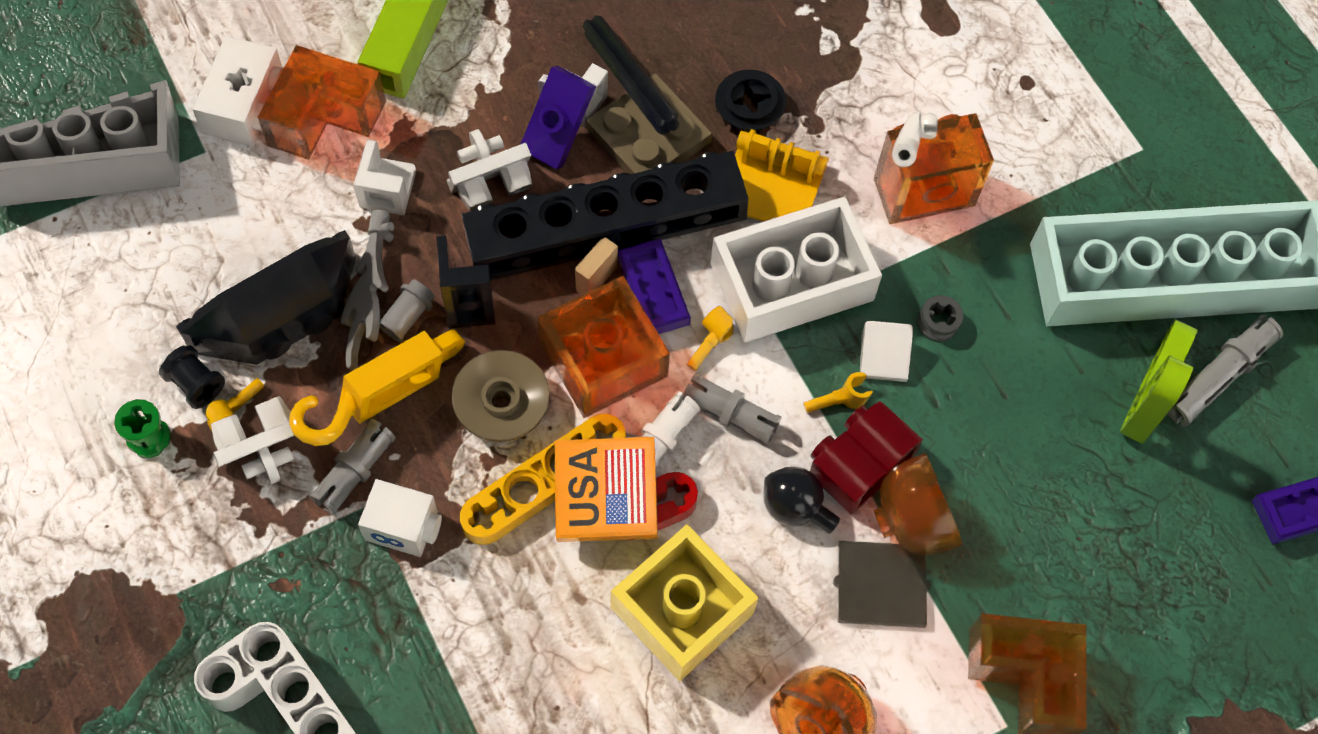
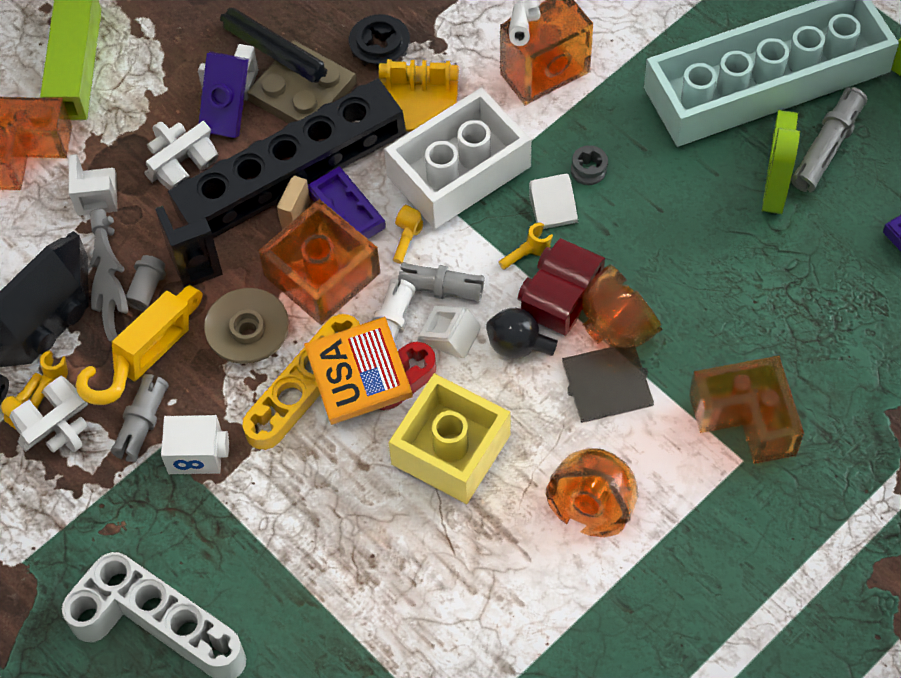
camera: 10 degrees left, 5 degrees down
(270, 388) = (49, 373): none -> yellow hand
(724, 468) = (450, 330): none -> white slope

